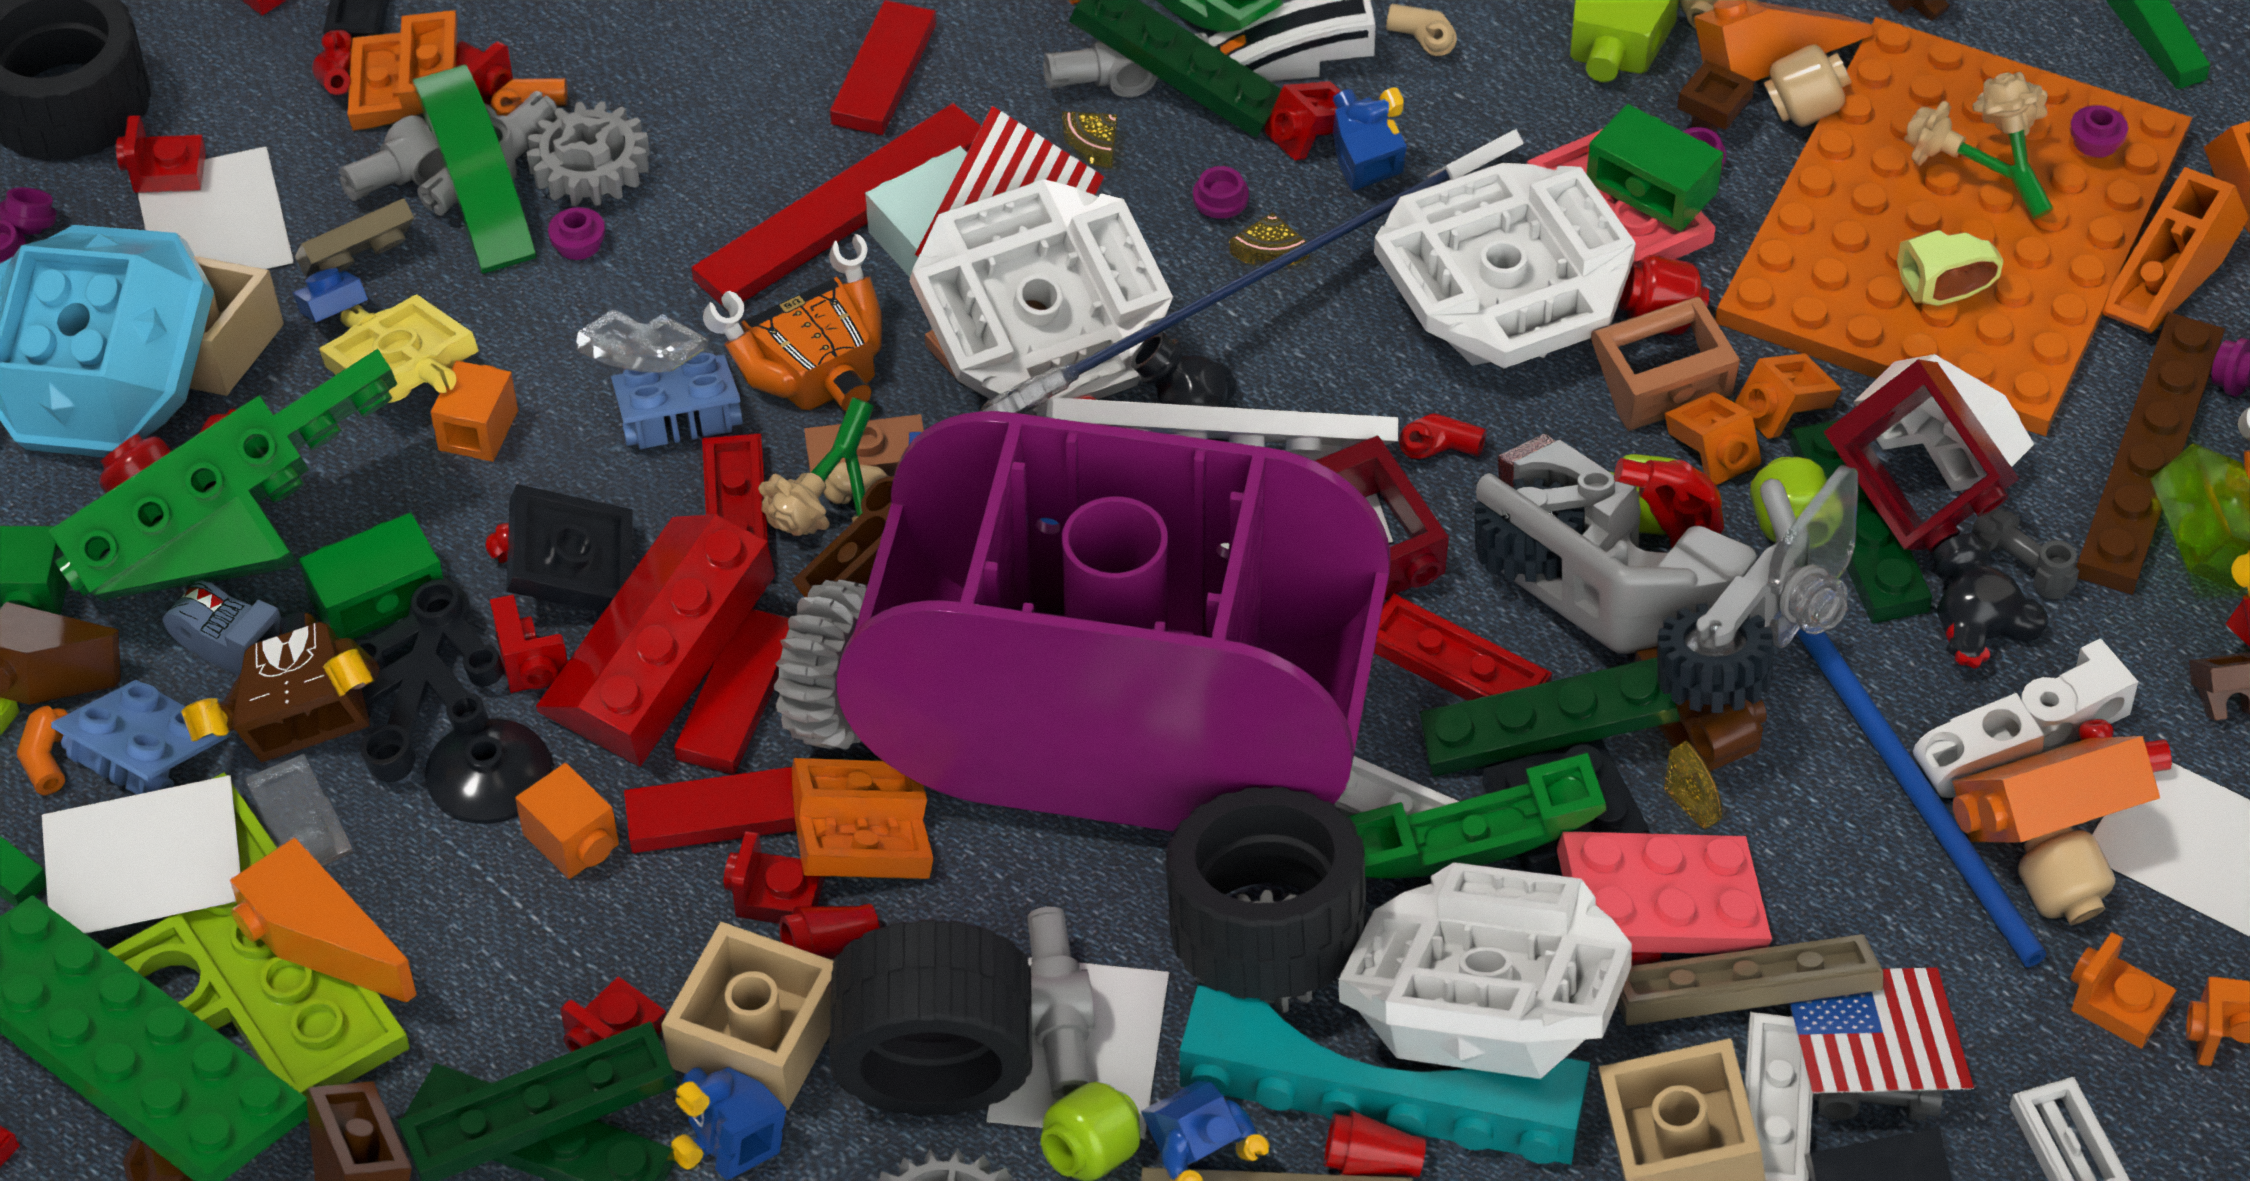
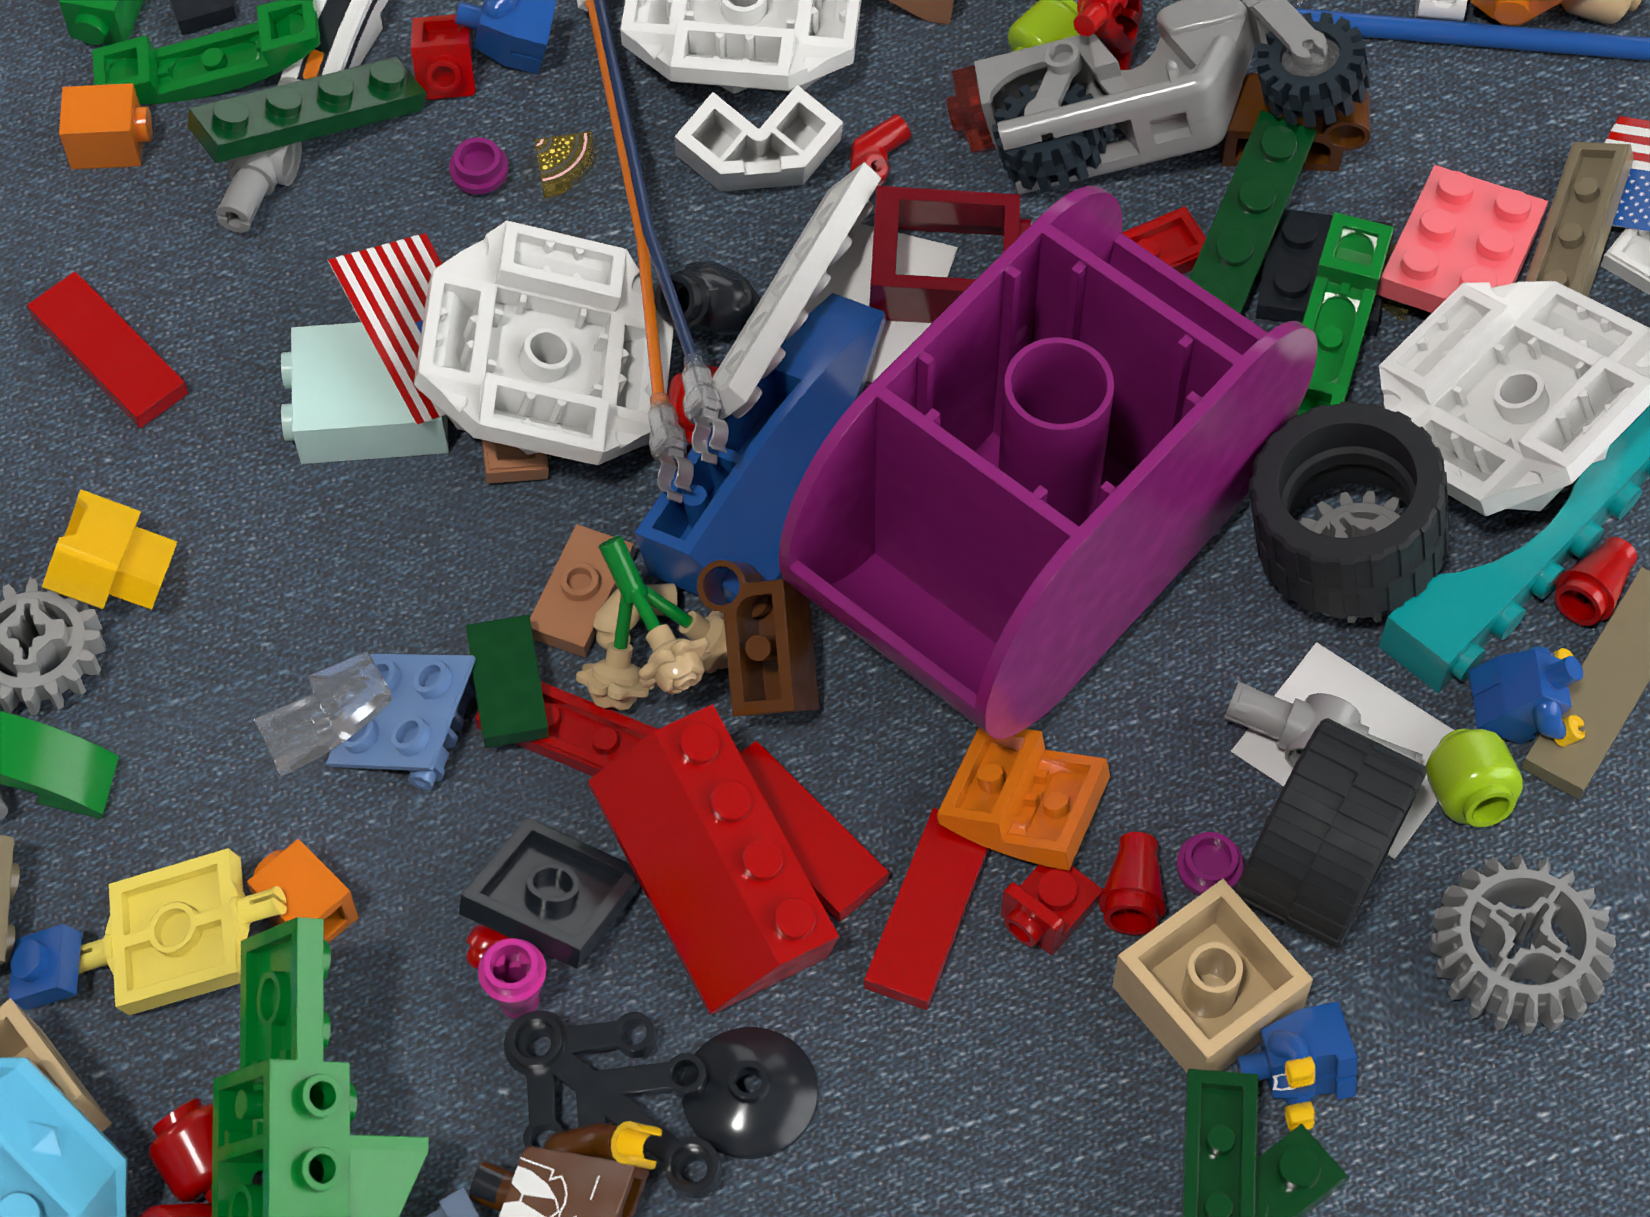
camera: 60 degrees left, 10 degrees up
(369, 576) = (456, 1085): green brick -> none
(476, 558) = (513, 975): none -> dark pink cone
(526, 659) = (628, 989): red bracket -> none
(567, 821) = (879, 1043): orange brick -> none
(577, 232) = (126, 720): magenta plate -> none
(610, 1013) = (1129, 1114): red bracket -> none
(686, 148) = (108, 555): none -> yellow piece
(740, 435) = (507, 681): none -> dark green tile
(812, 343) = (430, 562): orange torso -> none
(812, 661) = (873, 721): light grey gear -> none
(827, 212) = (260, 472): red tile -> none
(1091, 135) = (328, 228): clear yellow tile -> none
(1386, 364) = (742, 157): none -> white brick
(1692, 785) = (1362, 172): clear yellow tile -> none

